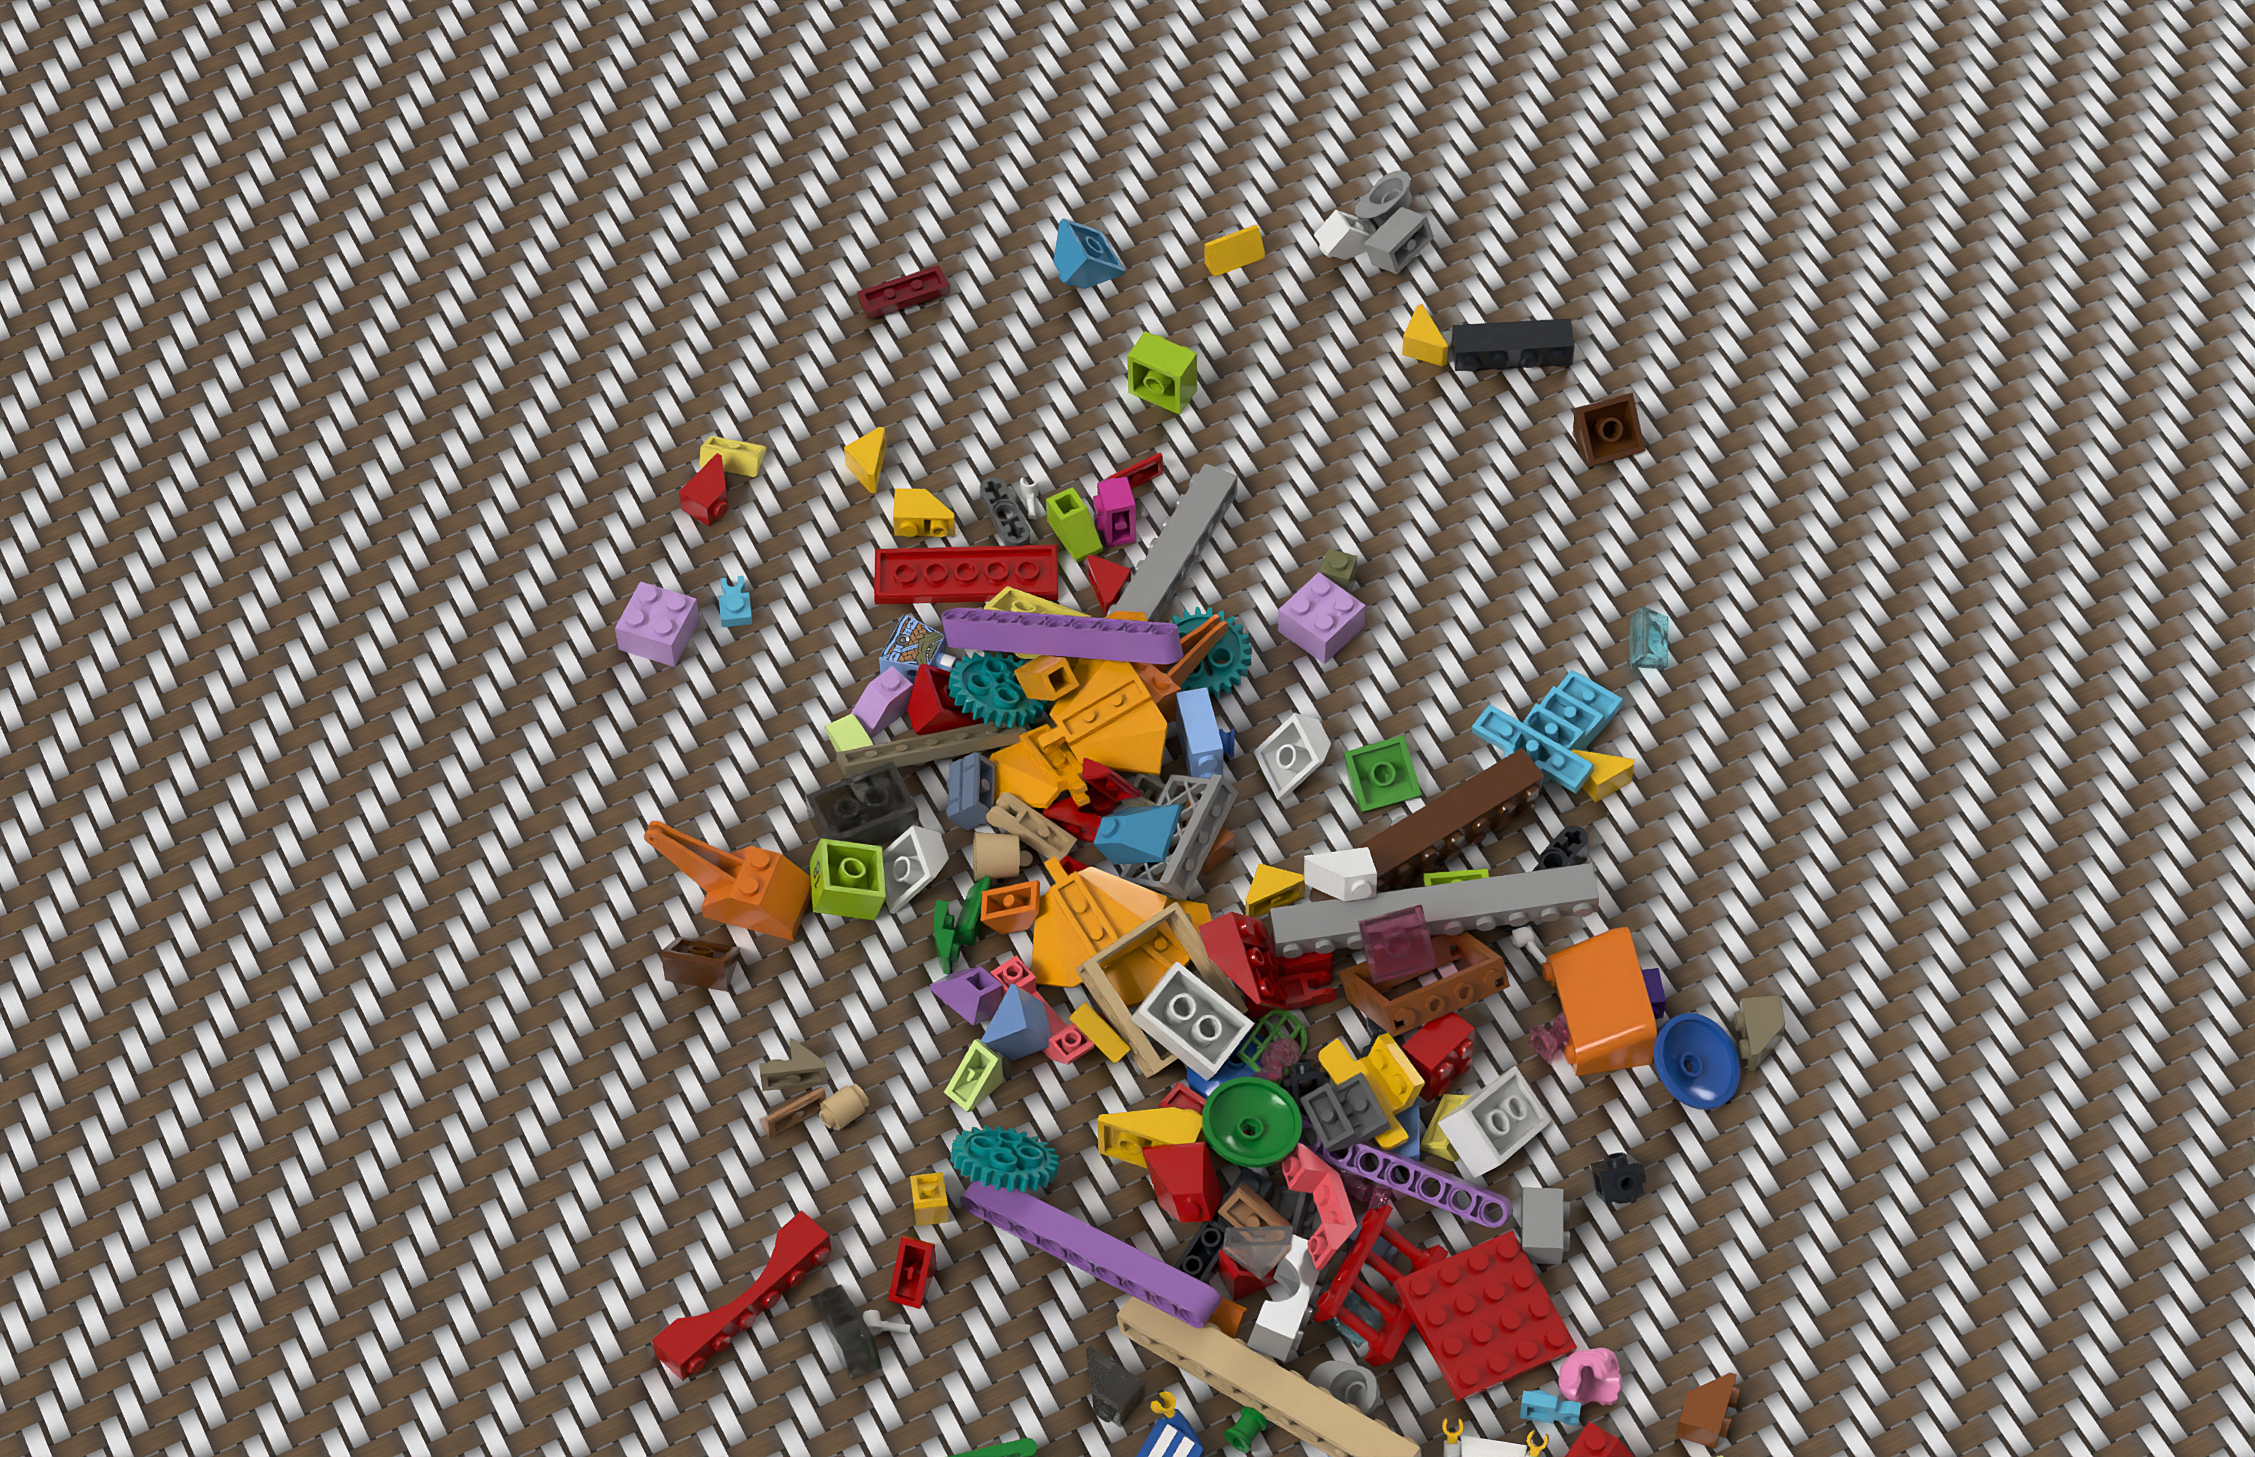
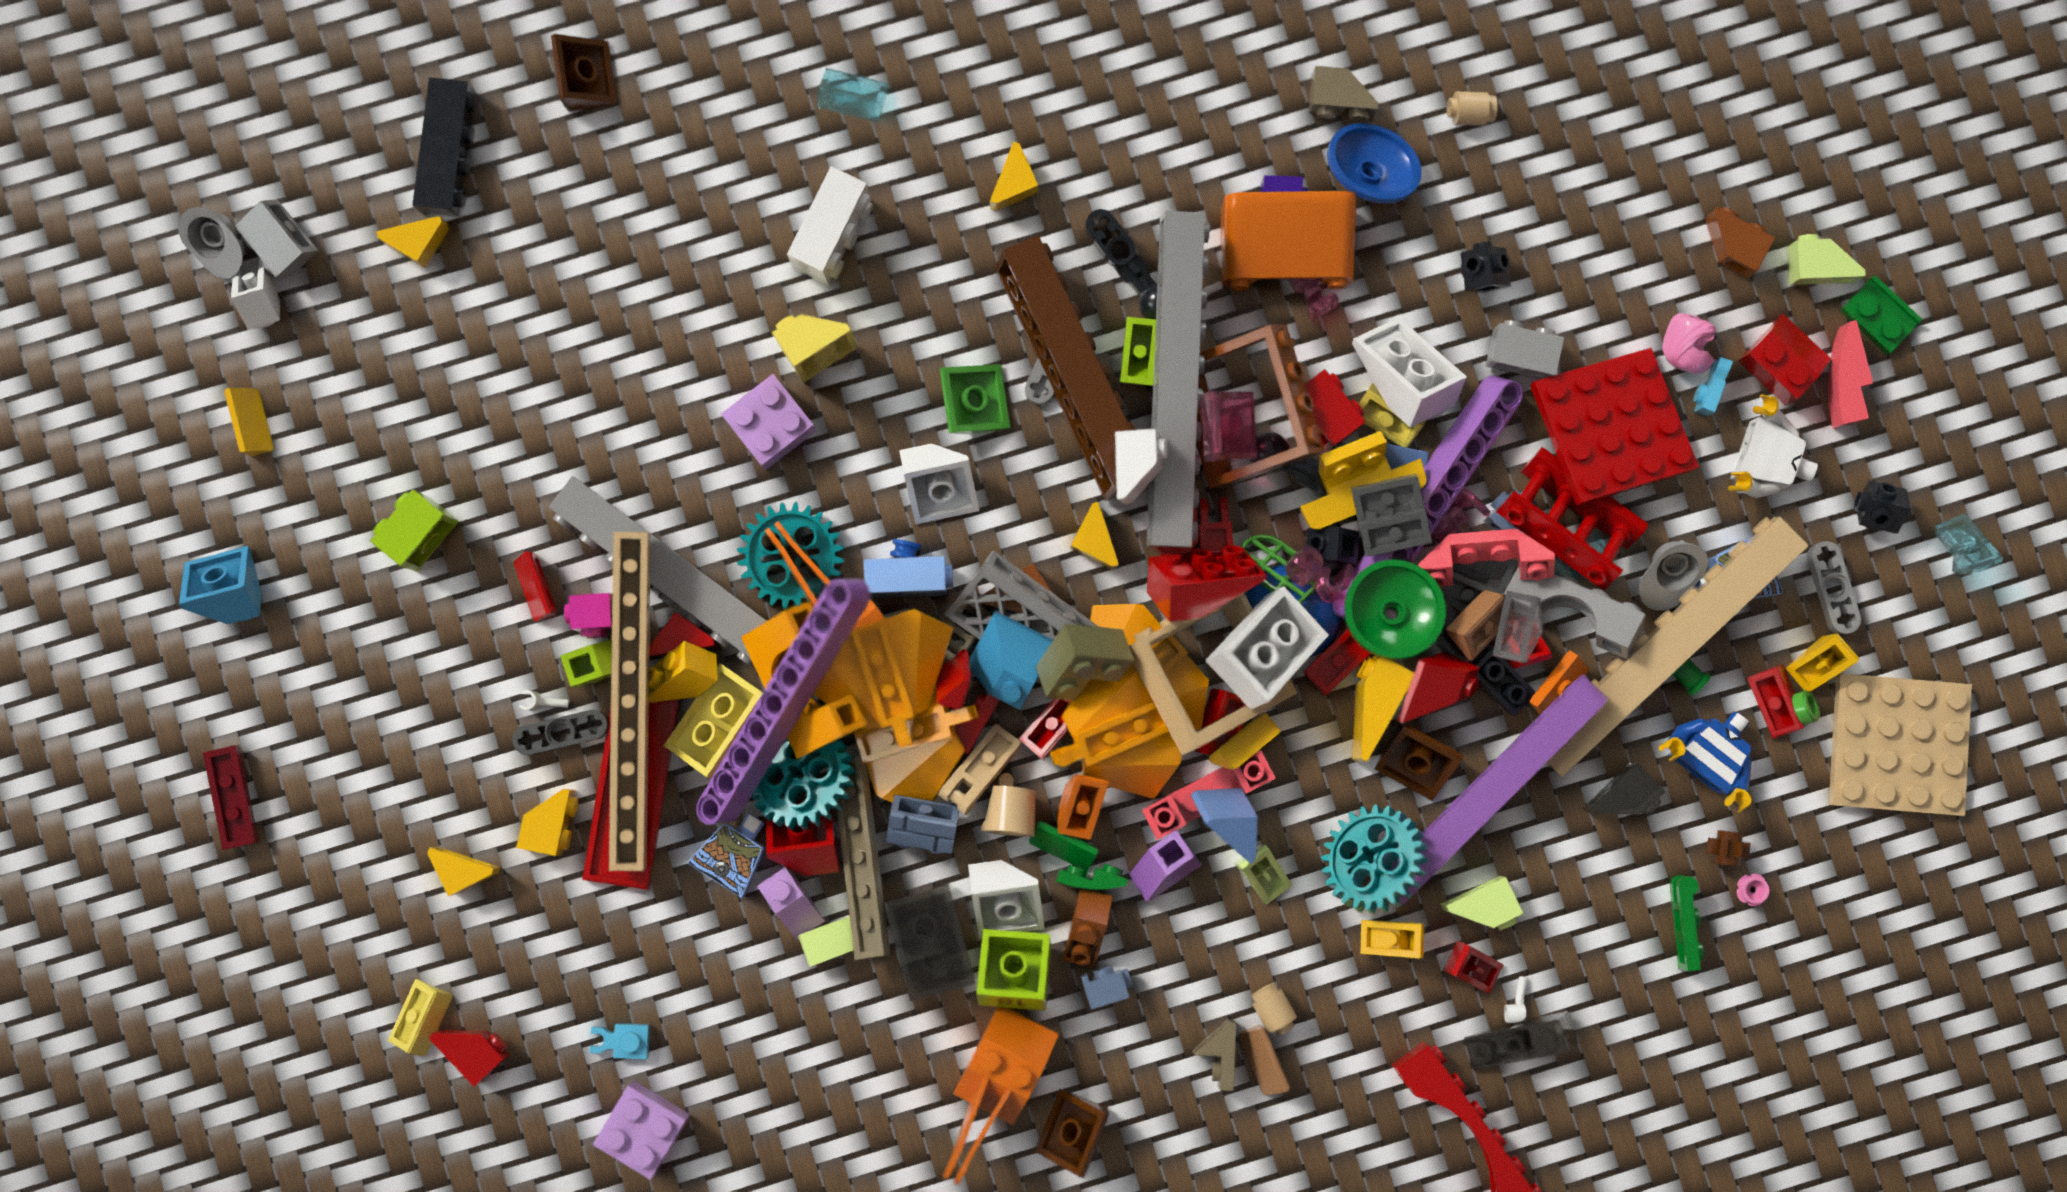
camera: 85 degrees left, 30 degrees up
(842, 963) = (1106, 986): none -> sand blue brick
(897, 939) = (1087, 928): none -> dark orange slope
(977, 1277) = (1487, 904): none -> yellowish green slope
(1042, 541) = (630, 701): none -> tan brick
(1075, 584) = (682, 673): none -> yellow slope
(1111, 1195) = (1418, 761): none -> reddish brown slope
(1152, 865) = (1083, 655): none -> olive brick
(1340, 569) = (716, 393): olive brick -> none
(1394, 624) = (813, 343): none -> light yellow slope
(1514, 629) = (830, 226): none -> white brick
(1563, 721) = (957, 214): medium azure slope -> none
(1780, 1148) = (1472, 108): none -> tan brick

